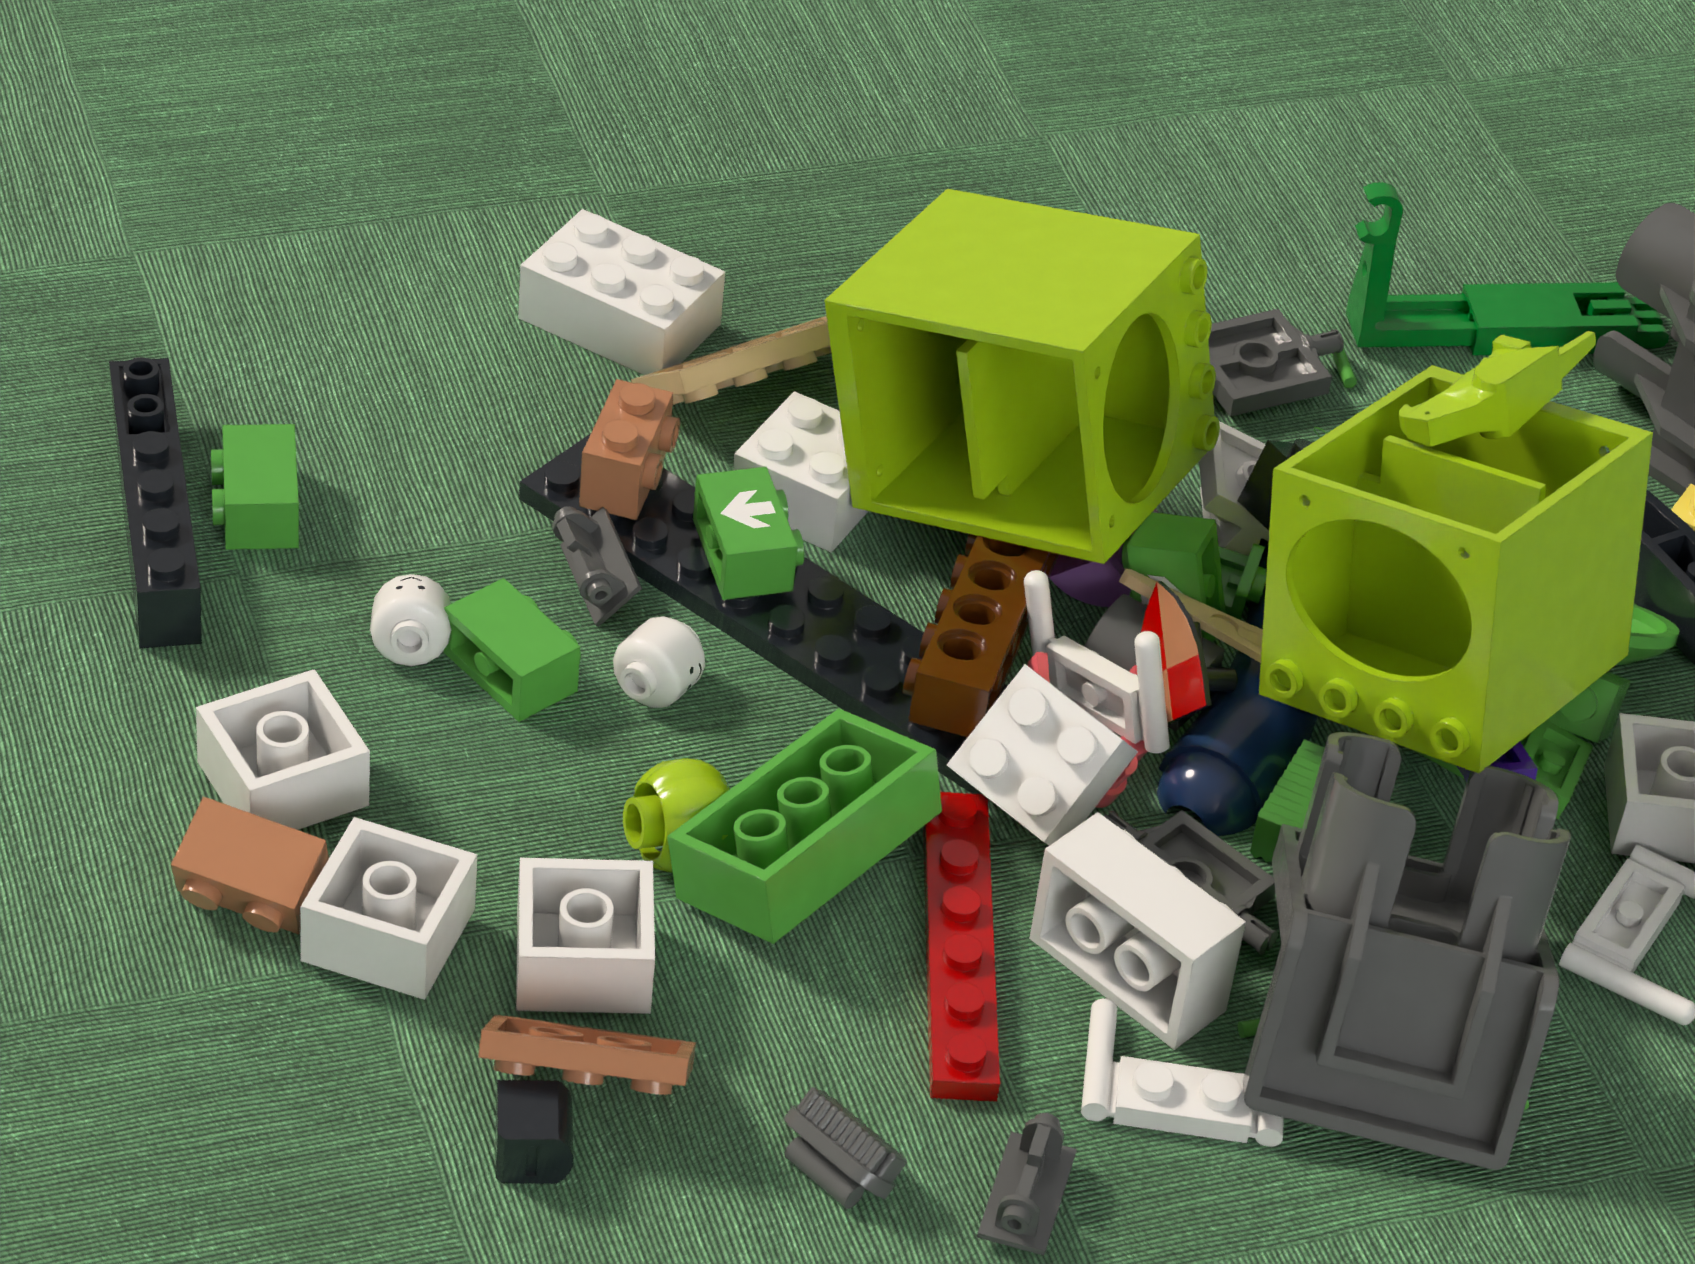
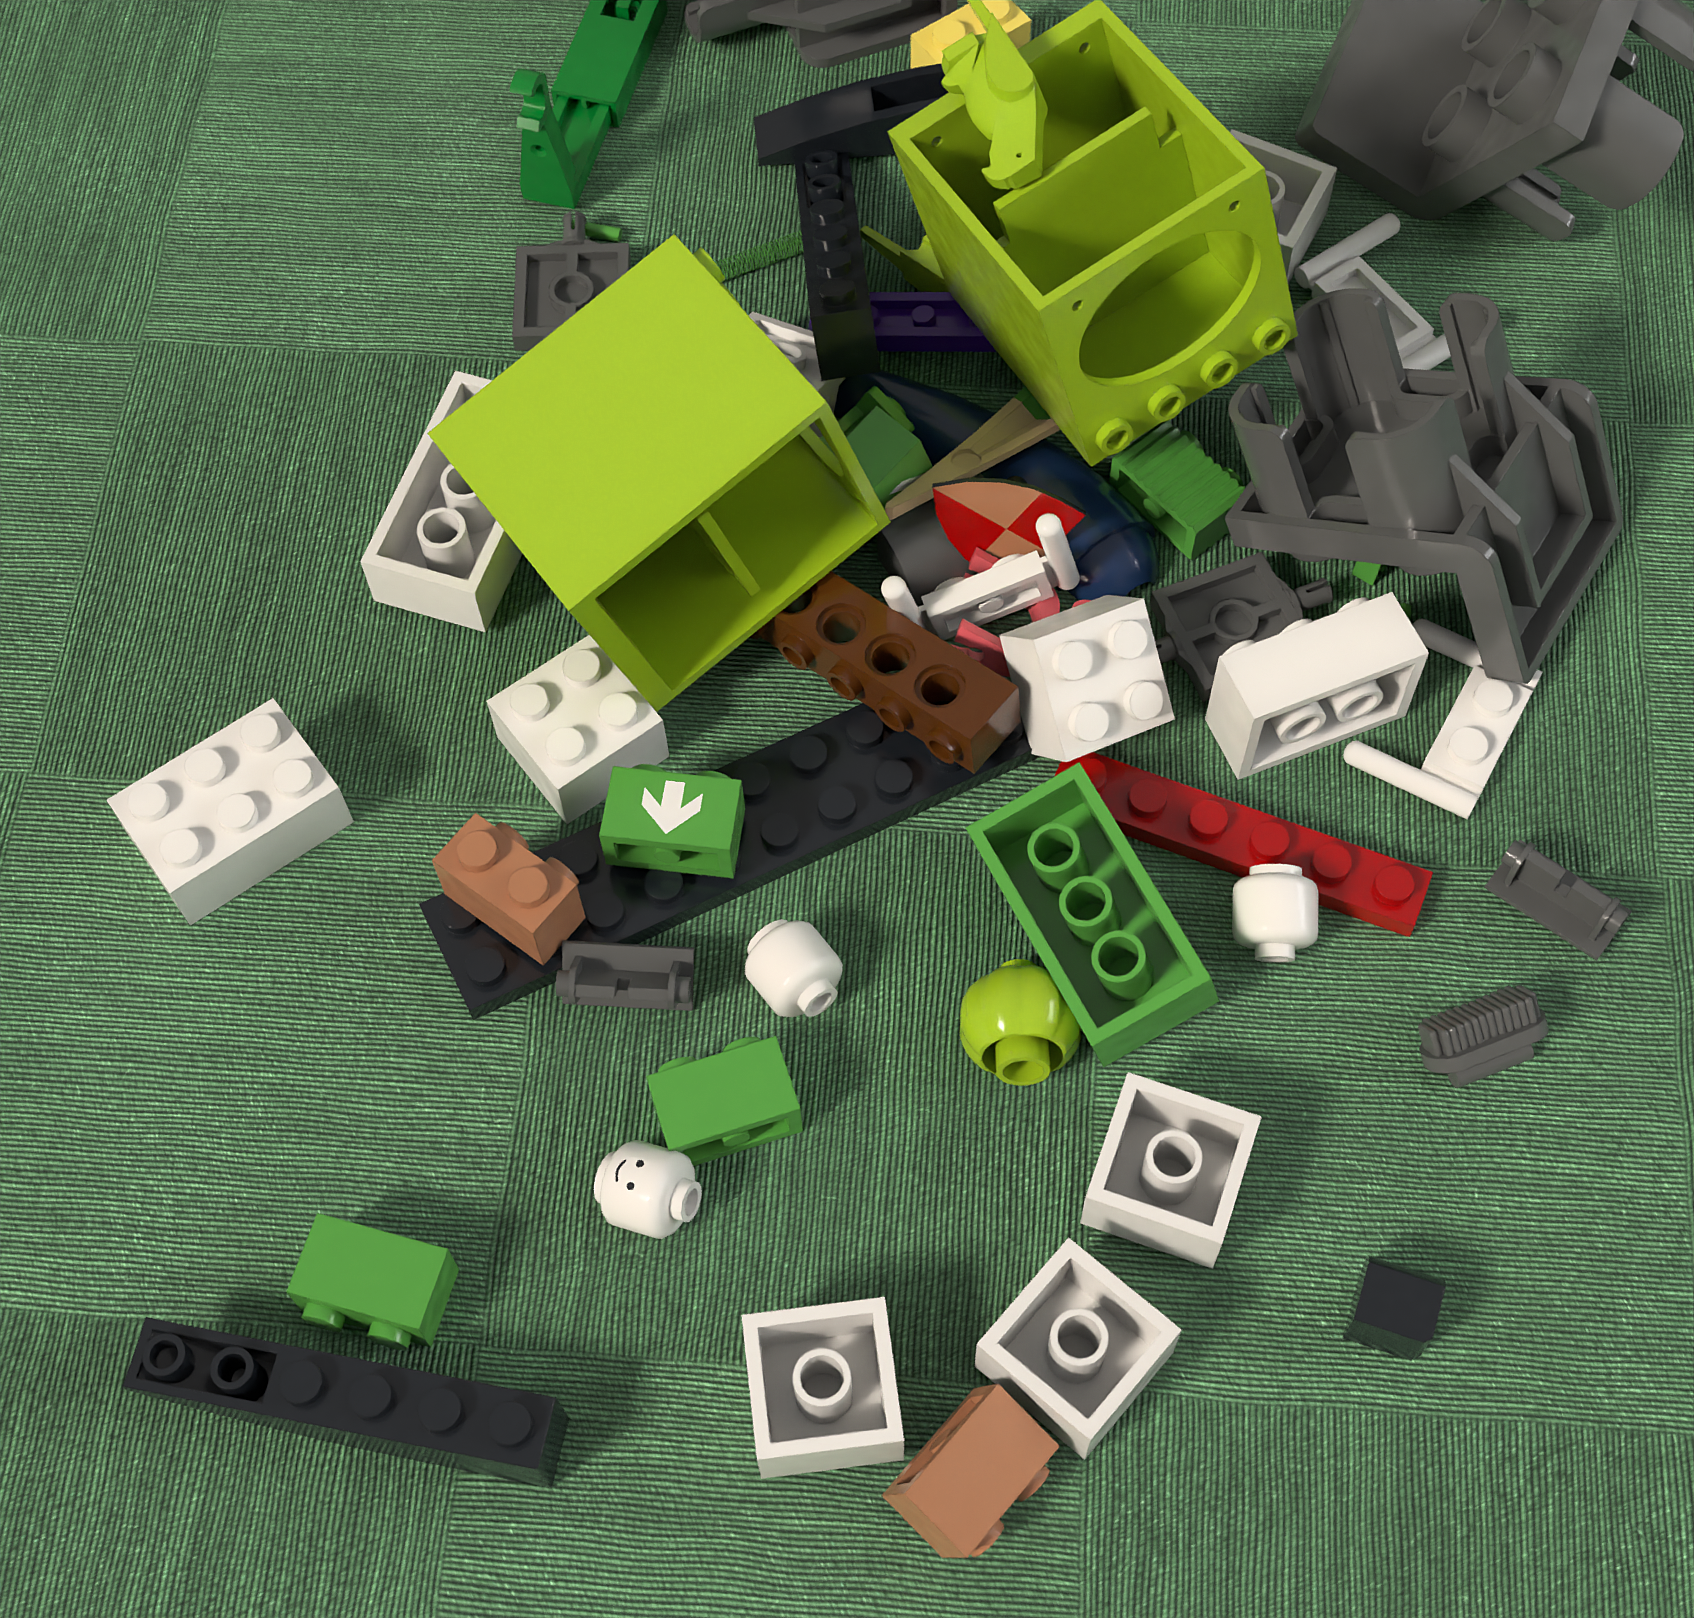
camera: 60 degrees left, 20 degrees up
(587, 1053) = (1325, 1220): nougat plate -> none
(743, 362) = (395, 717): tan plate -> none
(885, 963) = (1275, 912): none -> white head

